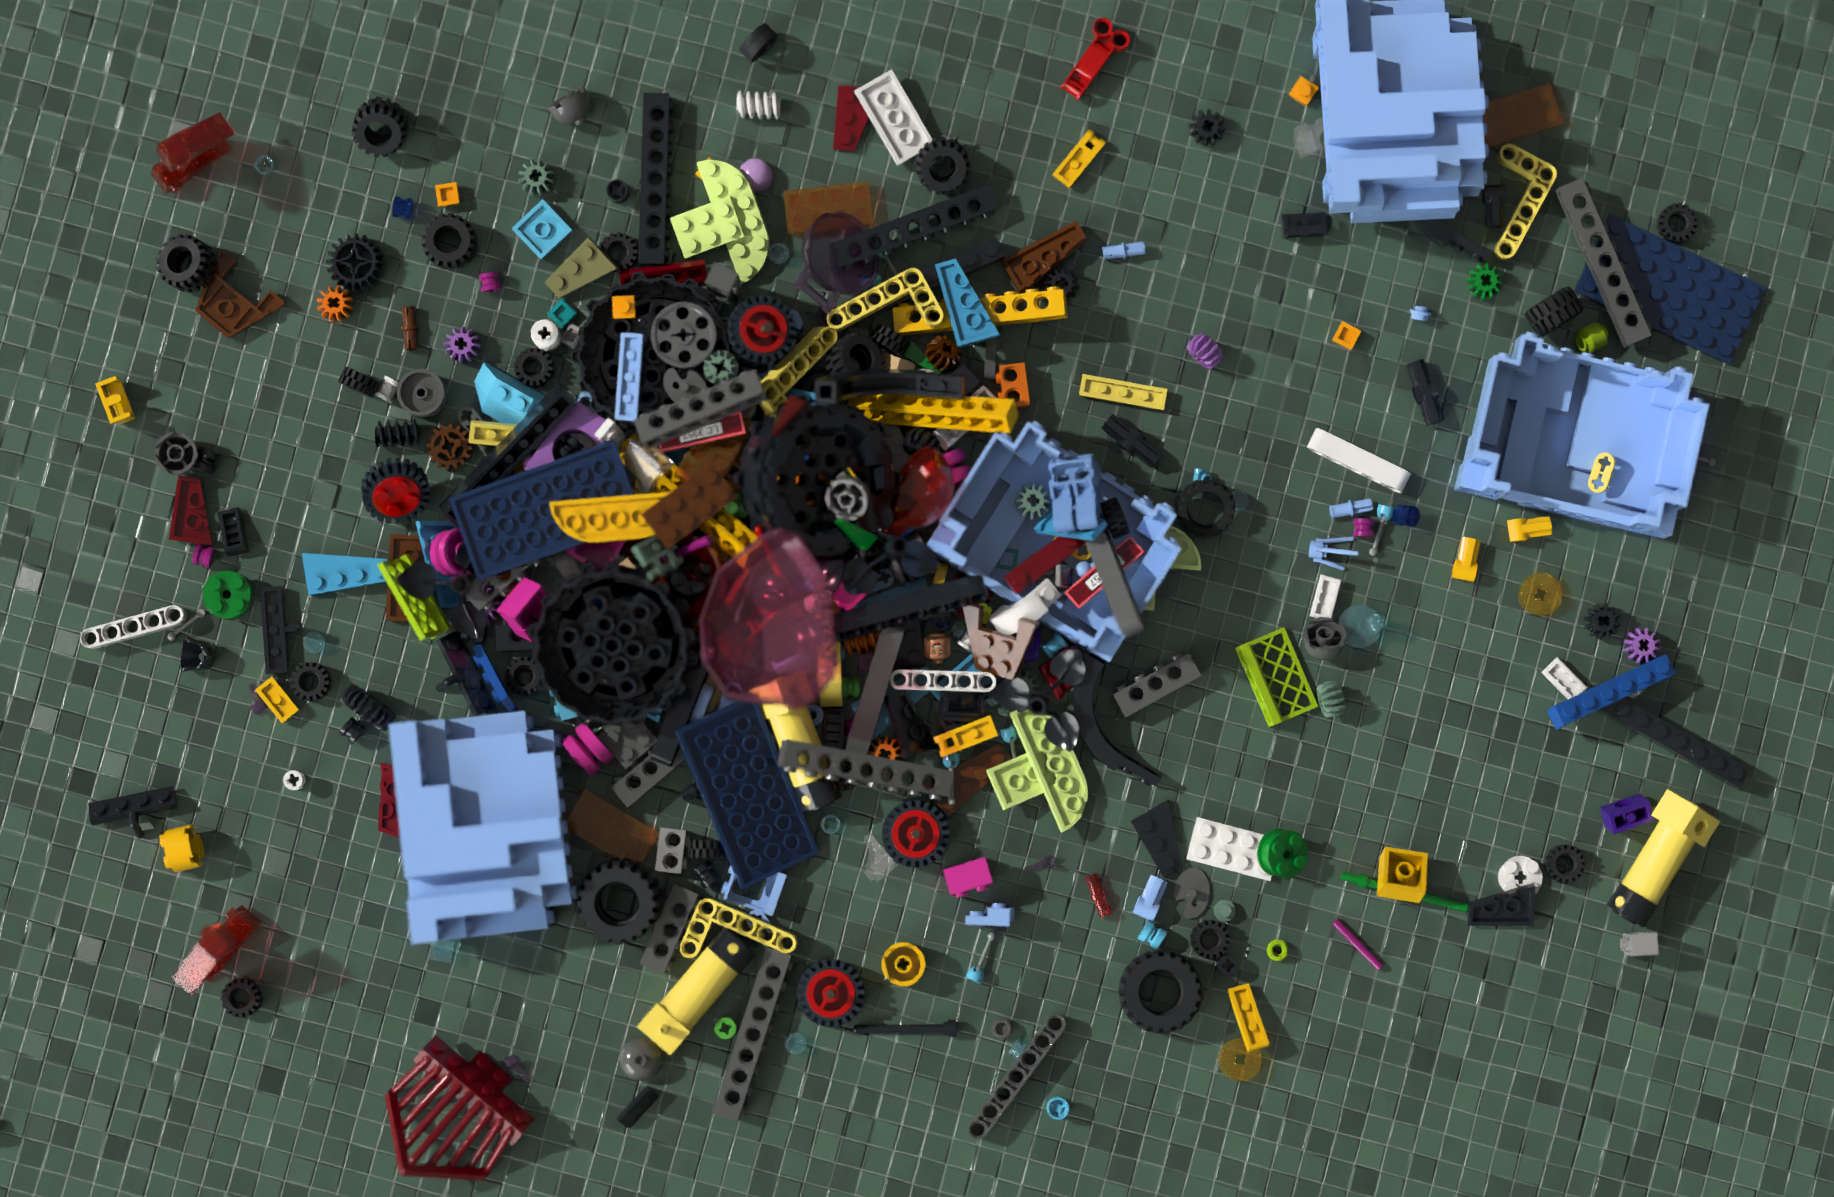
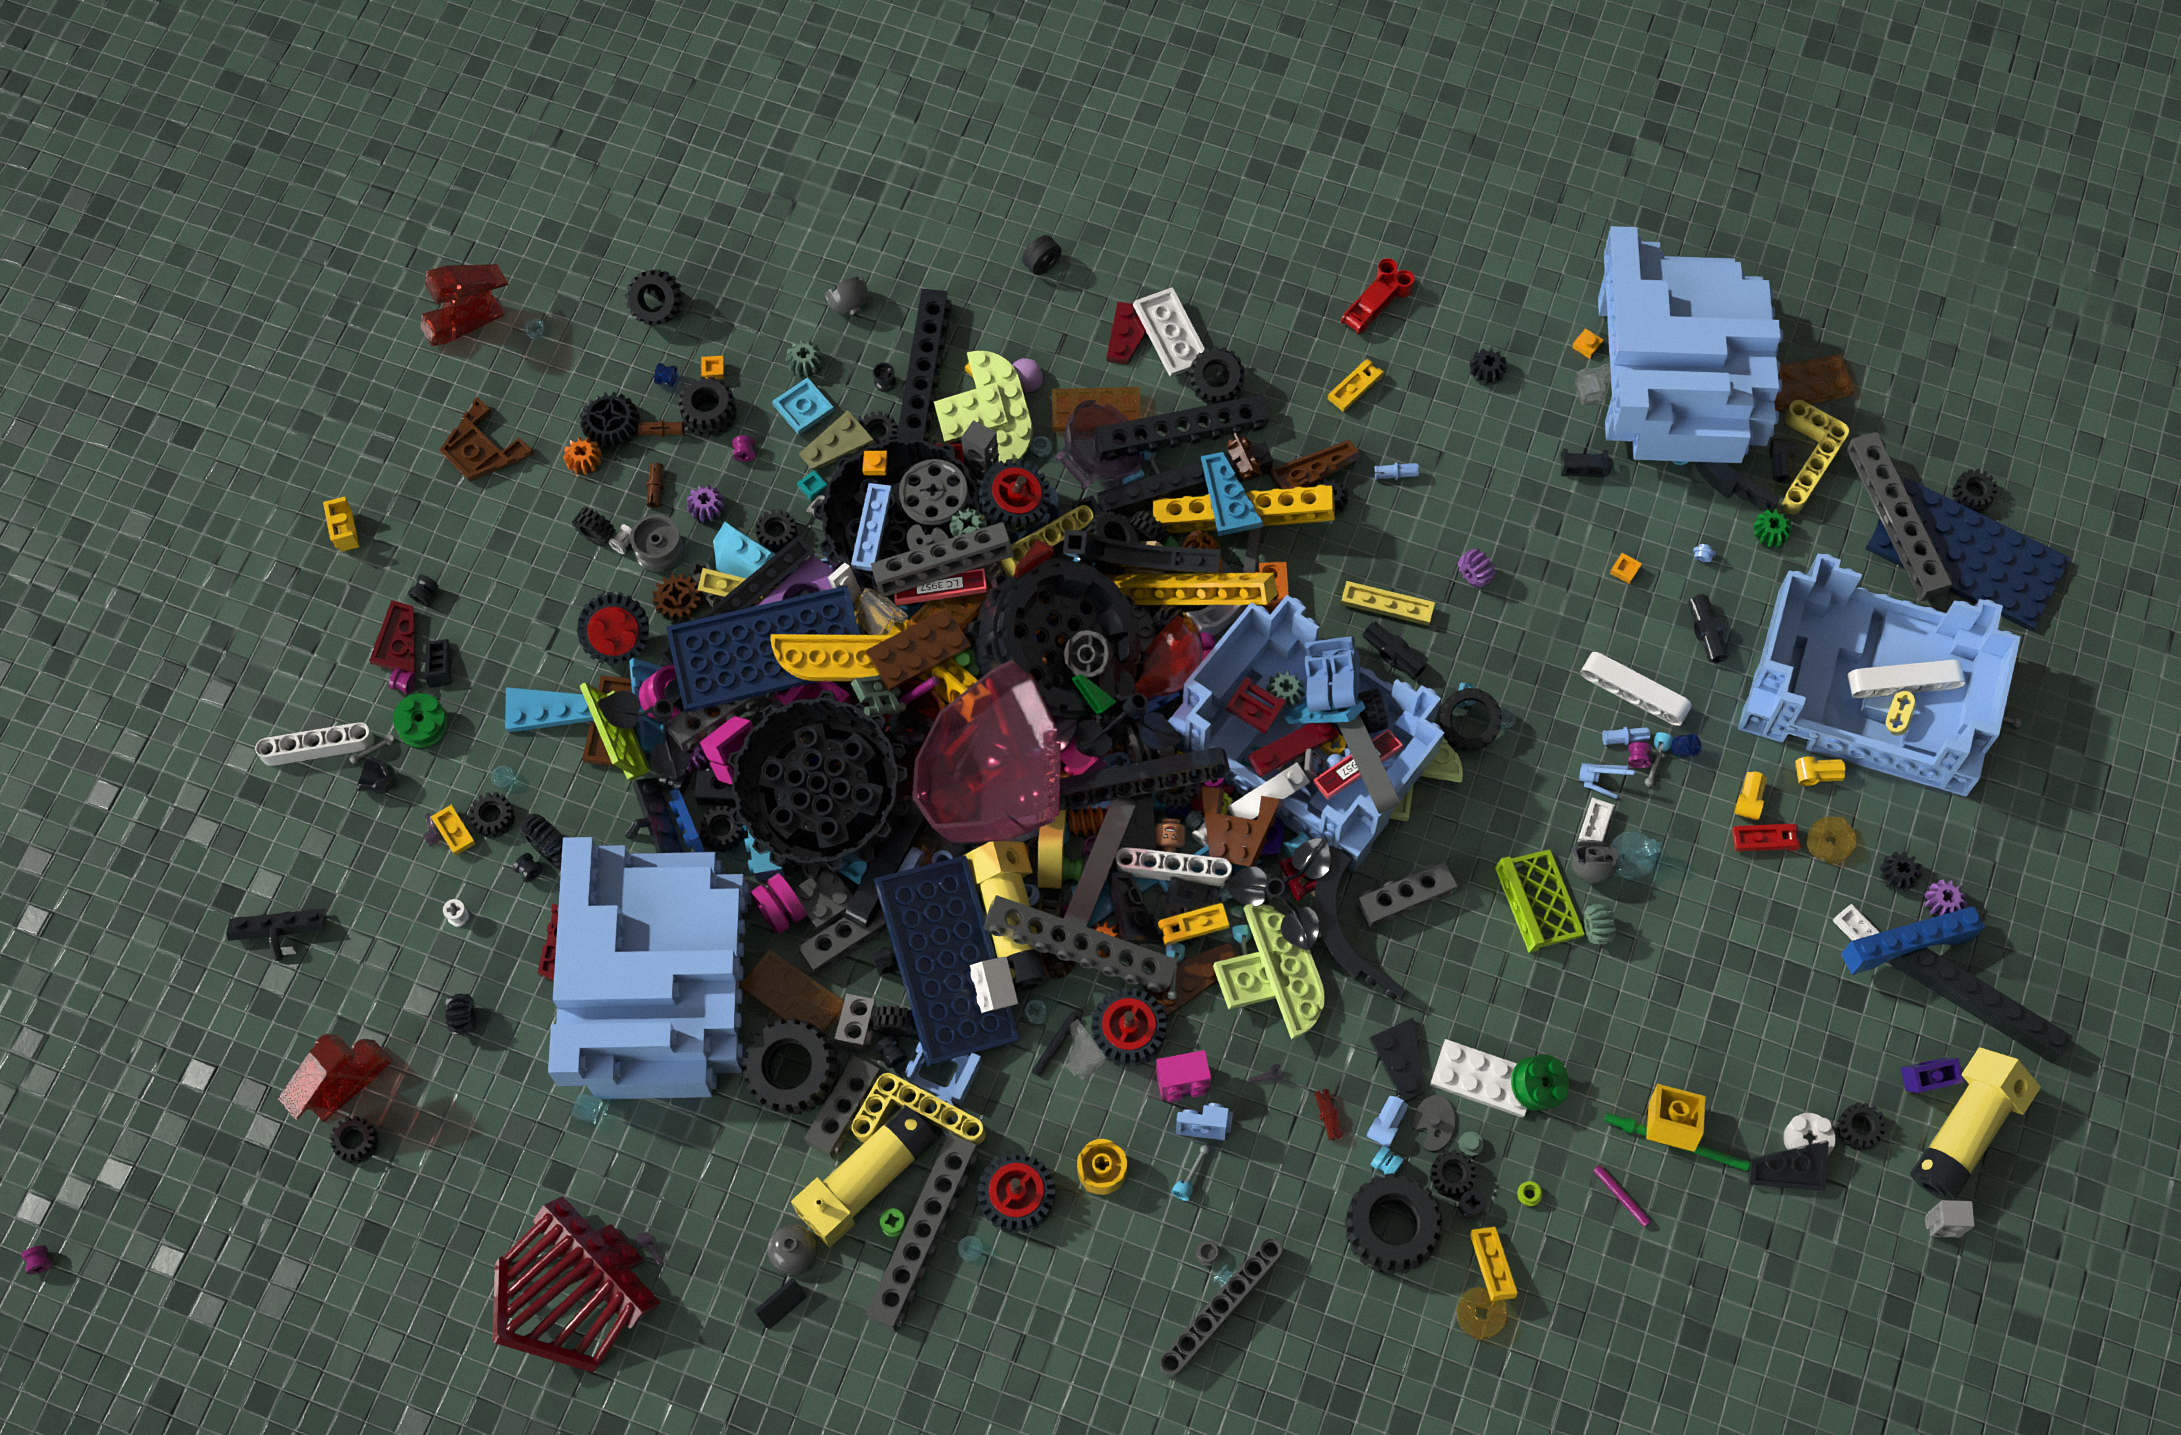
camera: 10 degrees right, 20 degrees down
(176, 453) = (393, 576): dark grey cylinder -> none
(182, 848) = (320, 970): yellow brick -> none
(199, 270) = (438, 404): black tyre -> none
(275, 630) = (464, 759): black plate -> none
(316, 877) = (460, 1014): none -> black gear
(397, 434) = (625, 580): black piece -> none
(407, 266) = (646, 428): none -> reddish brown pin
(540, 329) = (792, 496): white piece -> none
(758, 105) = (1035, 311): white piece -> none
(791, 812) = (993, 984): none -> white brick
(850, 852) = (1054, 1045): none -> black bar
(887, 298) = (1148, 485): light yellow beam -> none
(947, 1028) = (1146, 1246): black piece -> none
(973, 250) = (1241, 449): none -> reddish brown hinge
(1004, 532) = (1252, 710): none -> dark red plate
(1060, 1108) = (1265, 1344): medium azure wheel -> none
(1479, 598) = (1766, 837): none -> red plate
(1554, 311) = (1853, 549): black tyre -> none
(1591, 337) = (1888, 585): lime head -> none
(1607, 438) = (1906, 677): none -> white beam

